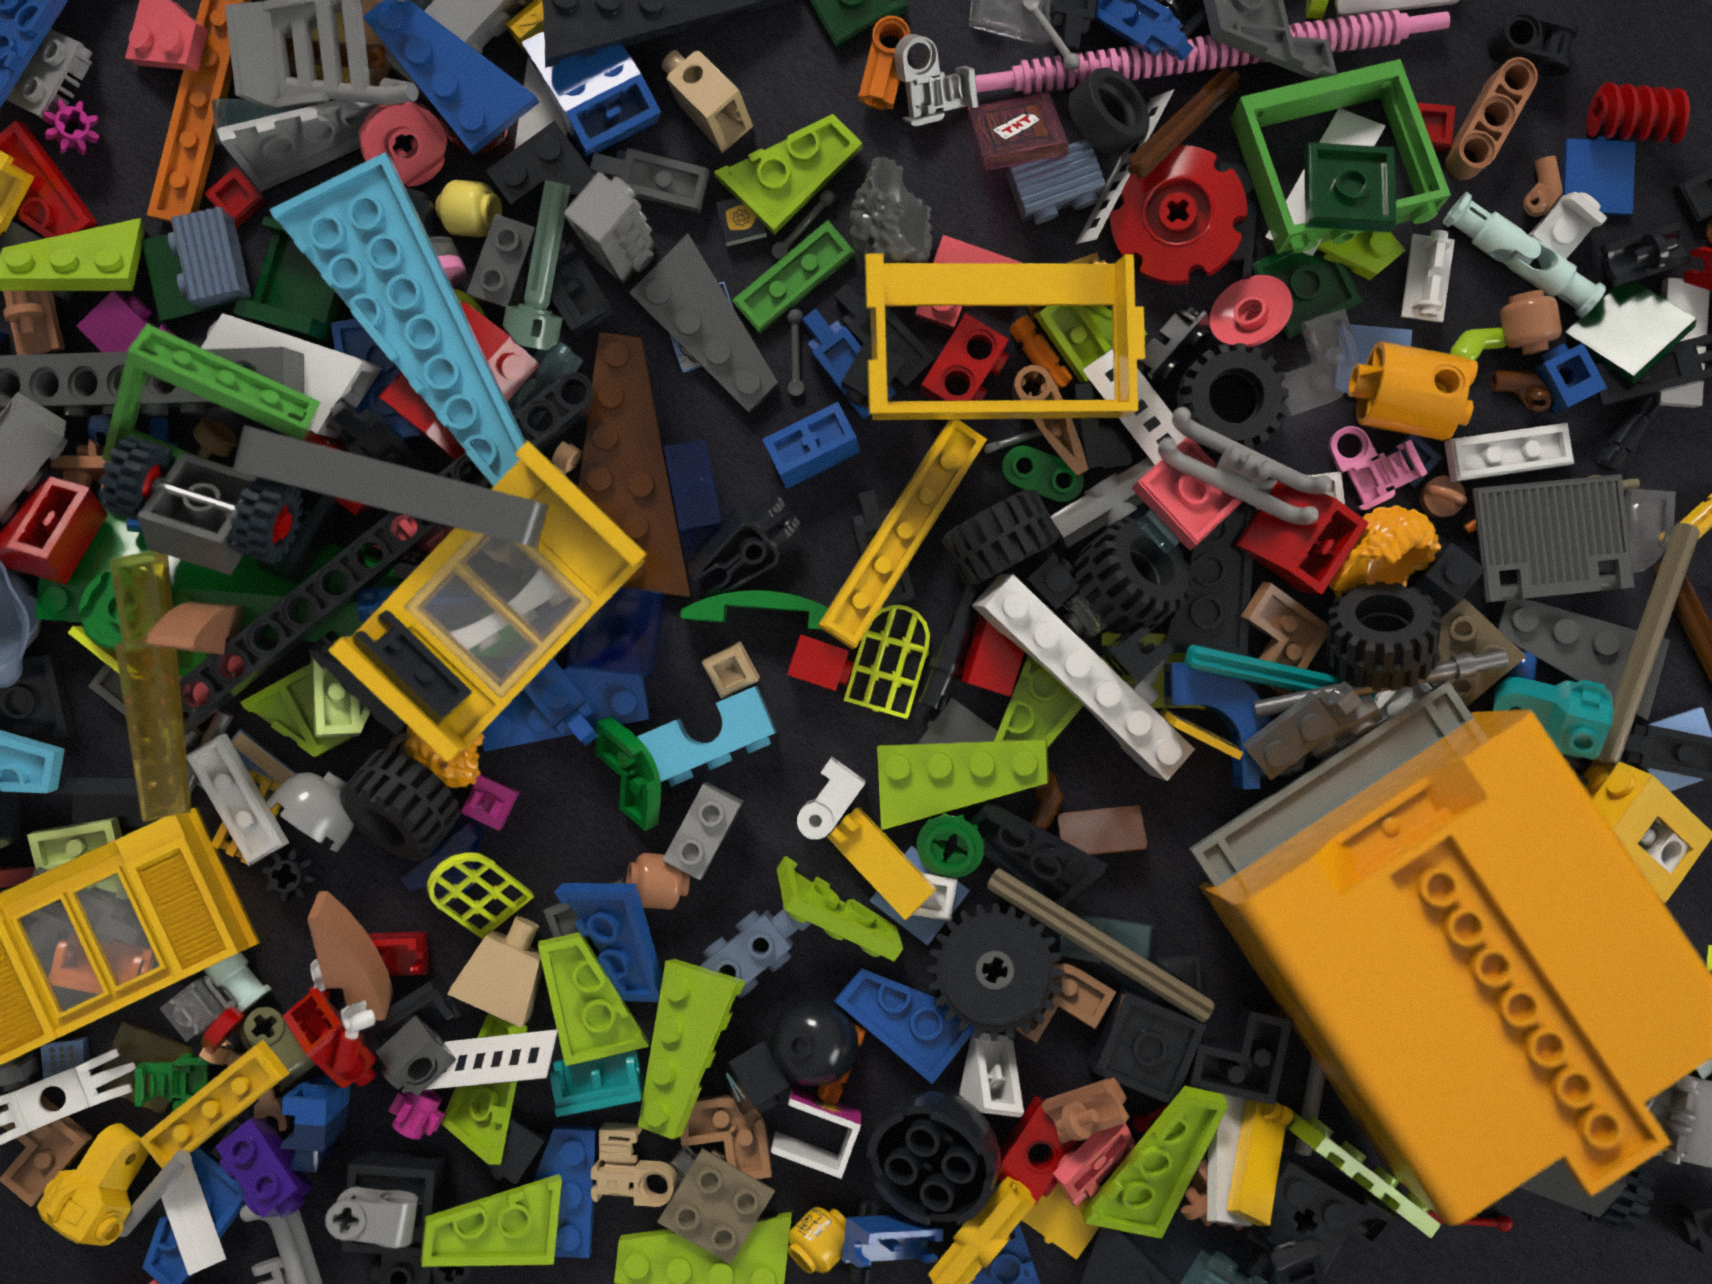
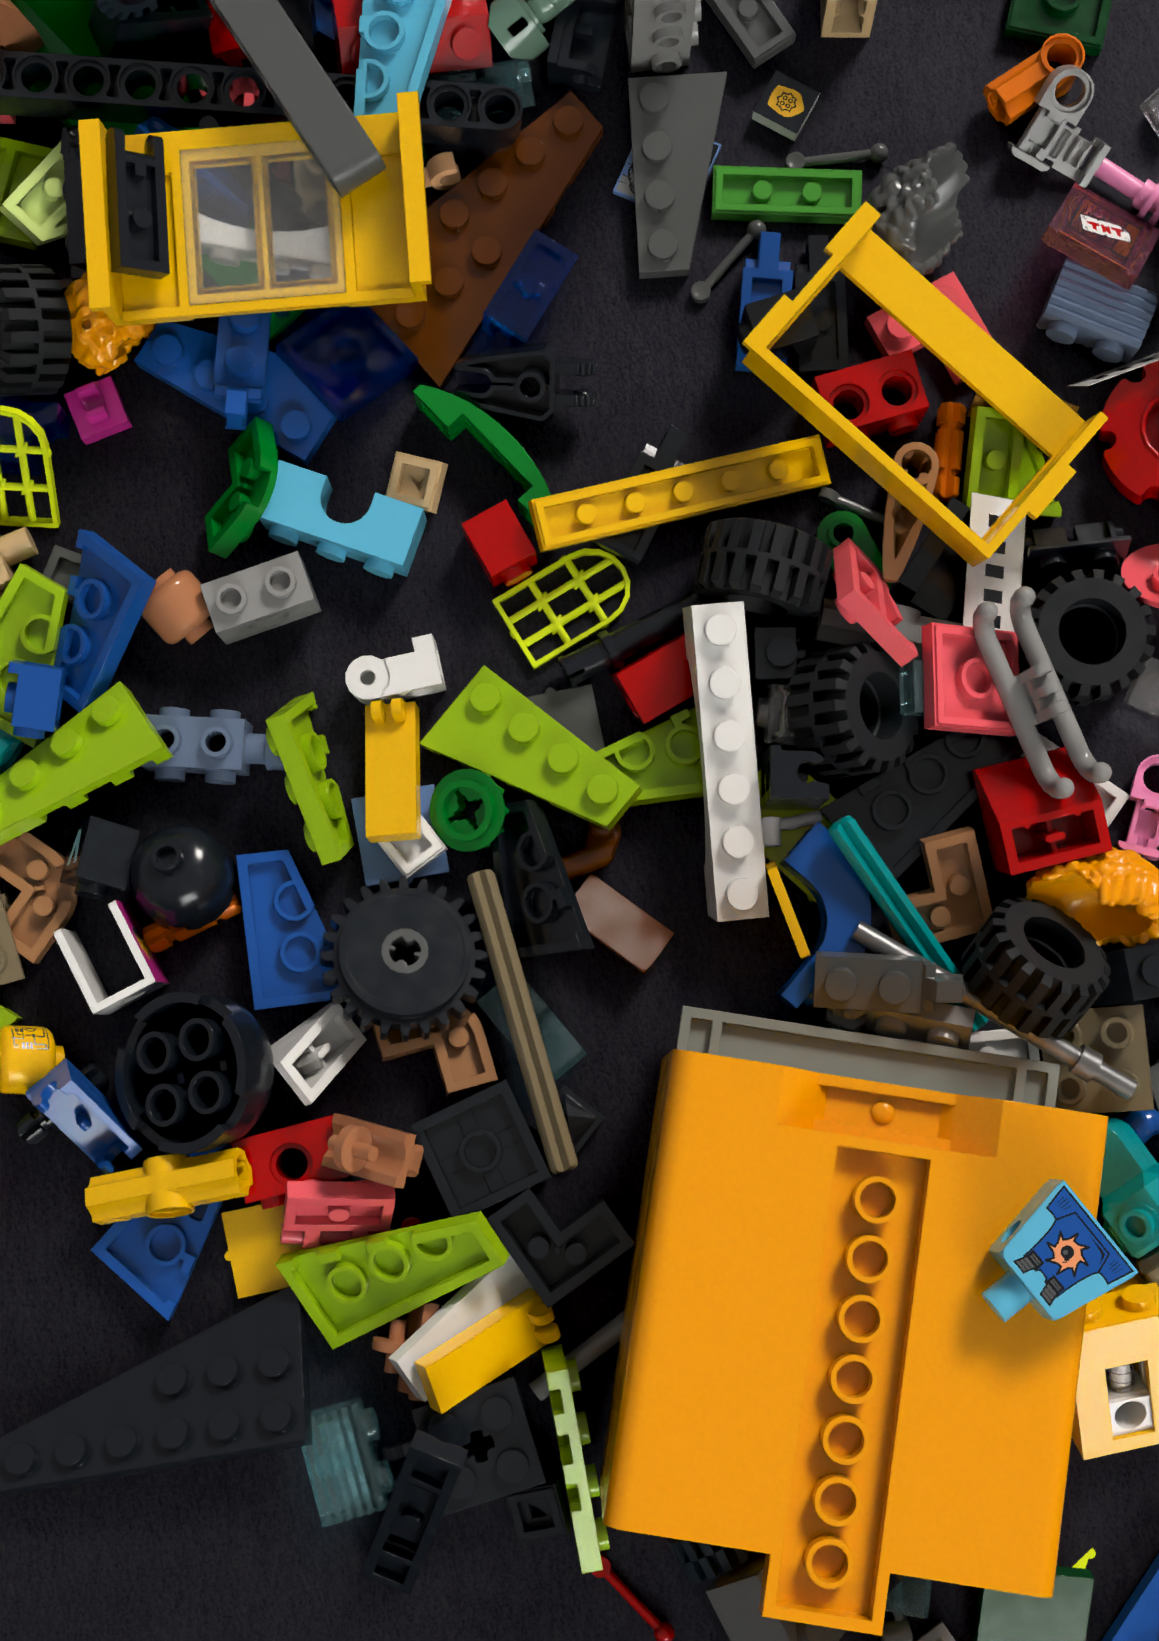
camera: 40 degrees right, 5 degrees down
(624, 1019) = (35, 698): none -> blue brick
(787, 175) = (866, 102): lime wing -> none
(812, 445) = (668, 349): blue hinge -> none
(1083, 501) = (867, 600): none -> coral wing
(1580, 831) = (1054, 1257): none -> torso

